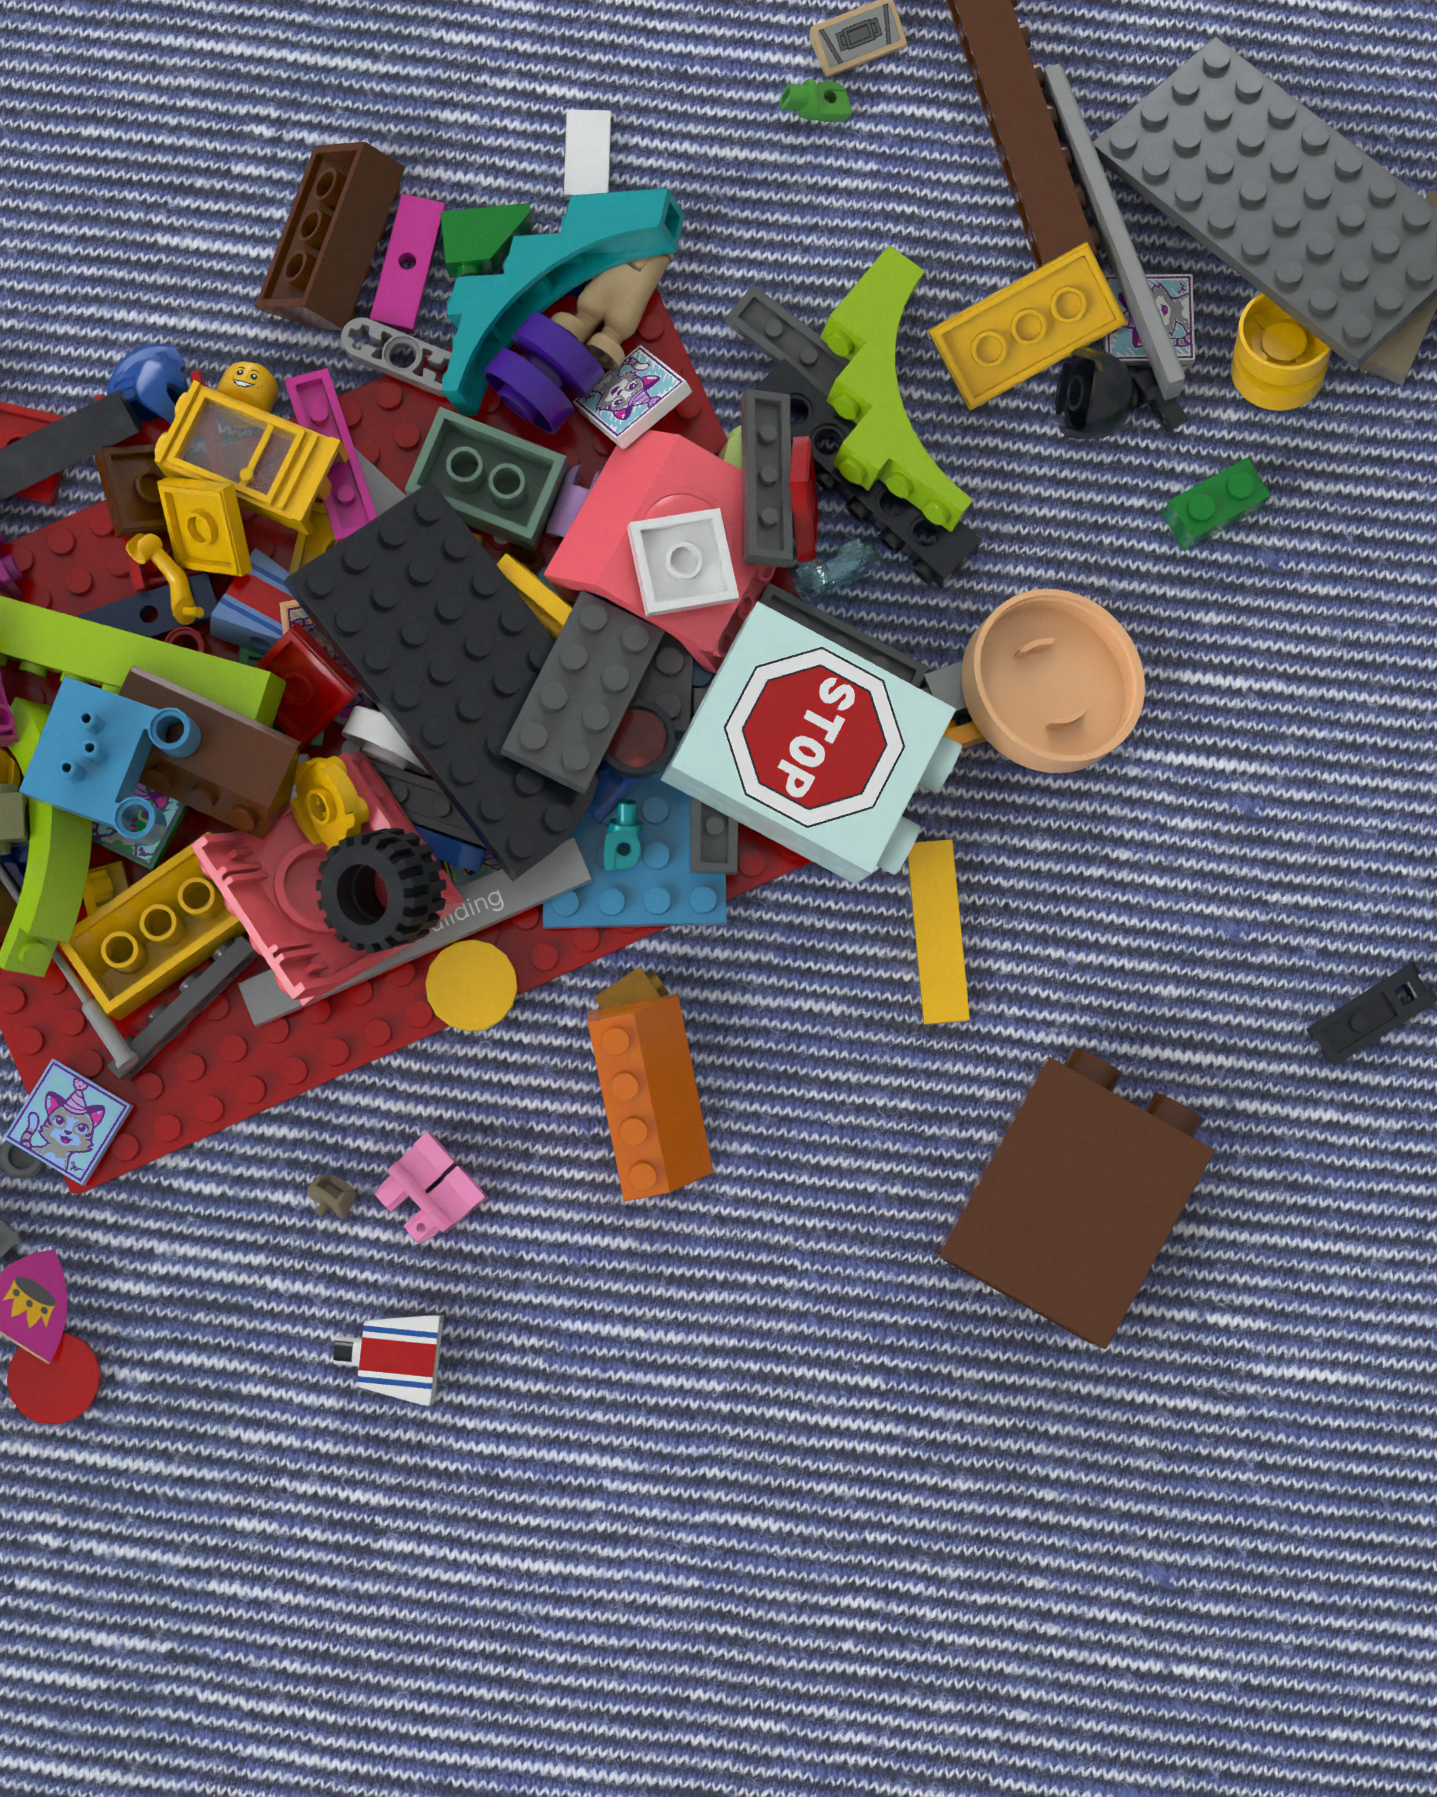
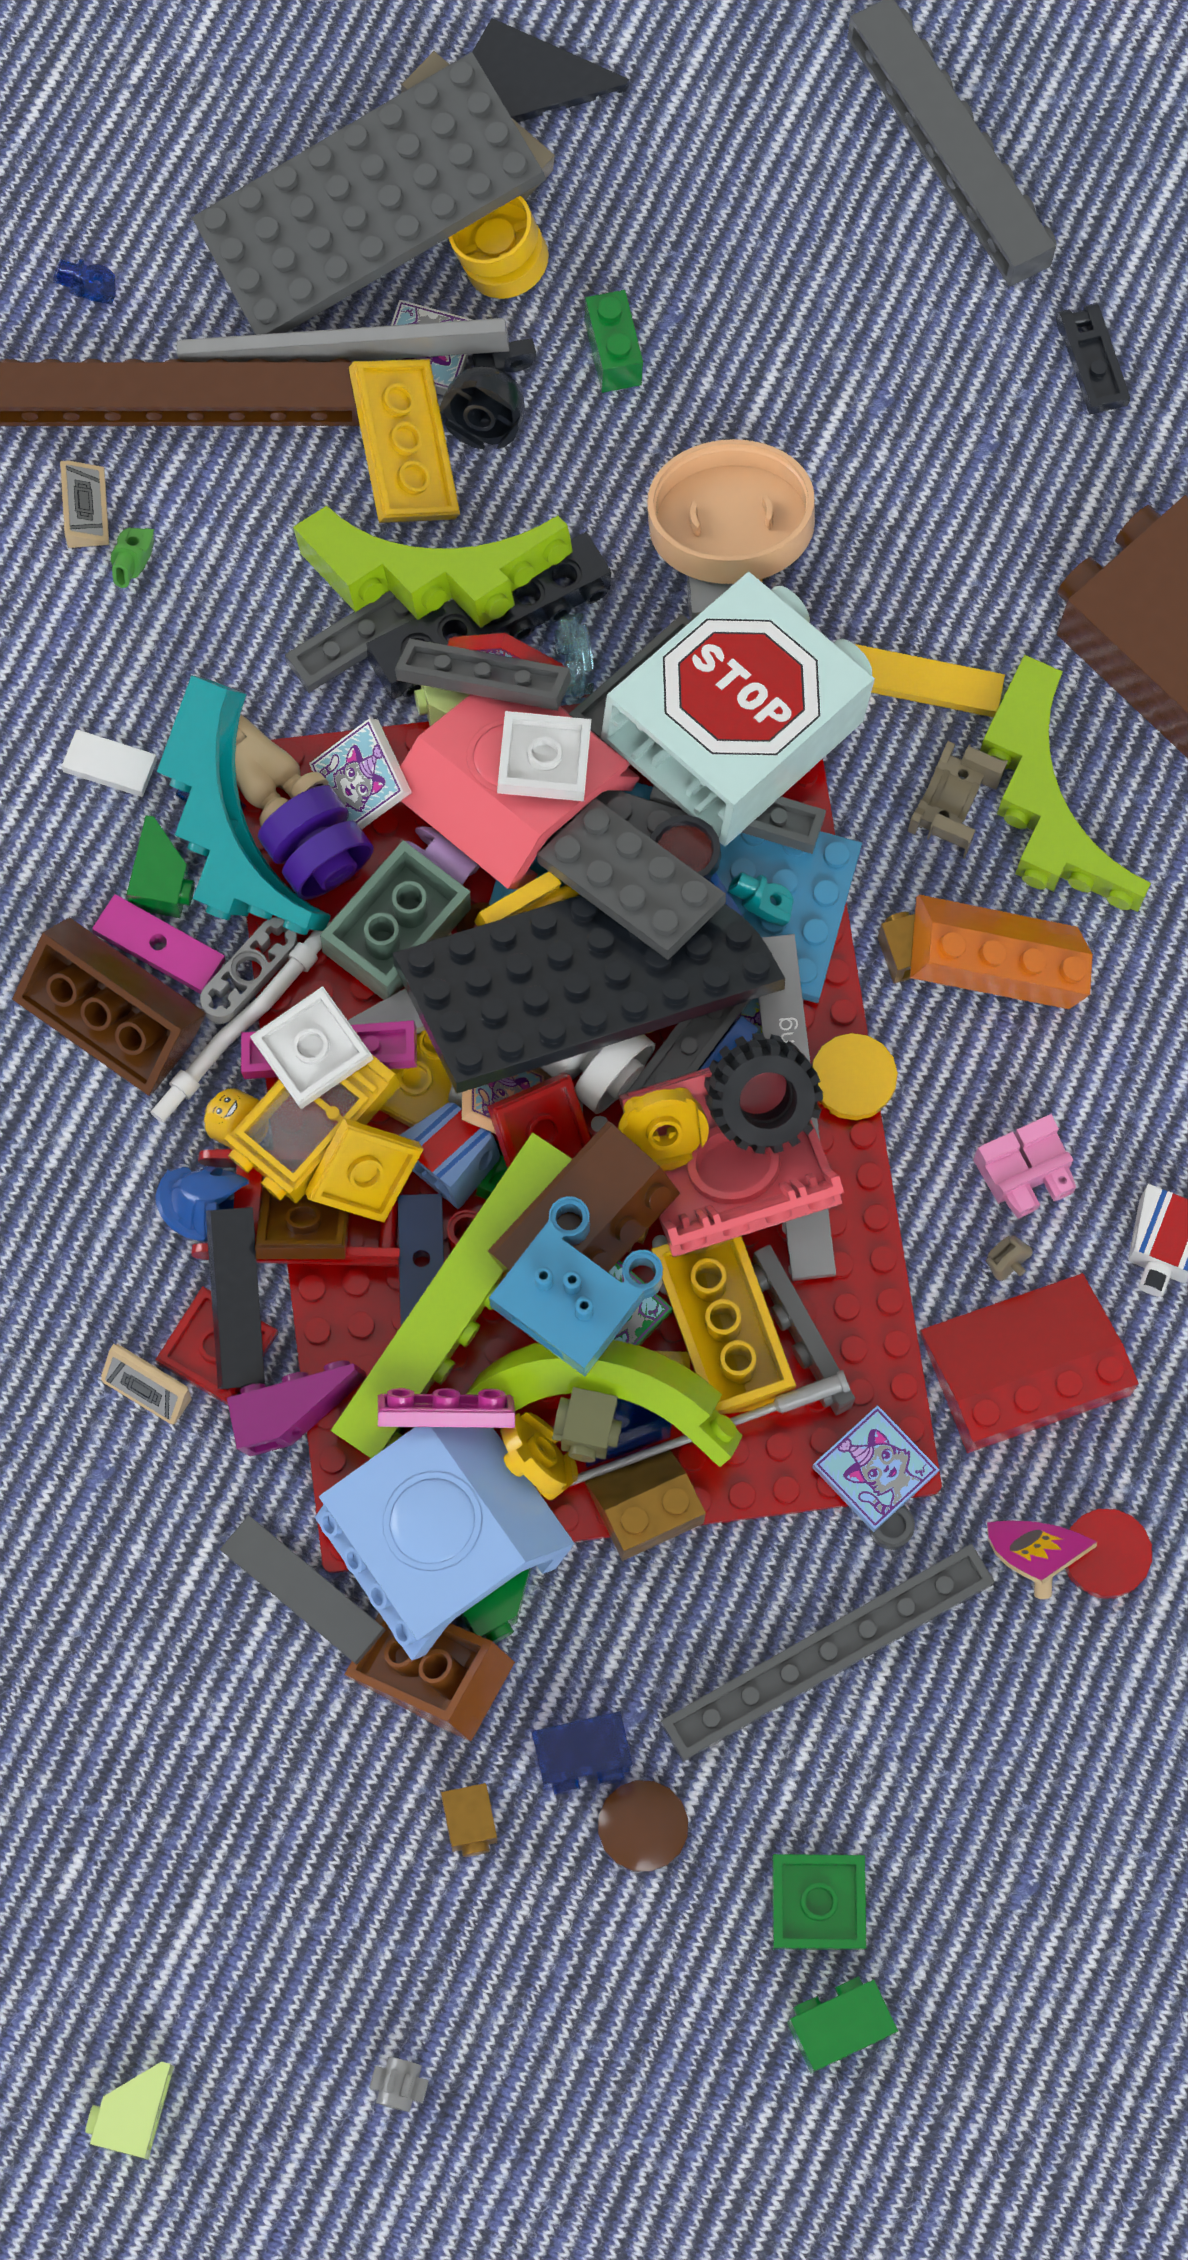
camera: 80 degrees left, 10 degrees down
(150, 546) = (367, 1236): yellow piece -> none
(226, 1244) = (1028, 1362): none -> red slope
(275, 337) = (186, 1082): none -> white bar
(303, 431) = (311, 1047): none -> white tile
(814, 1003) = (951, 797): none -> dark tan piece
(900, 1055) = (1035, 800): none -> lime arch

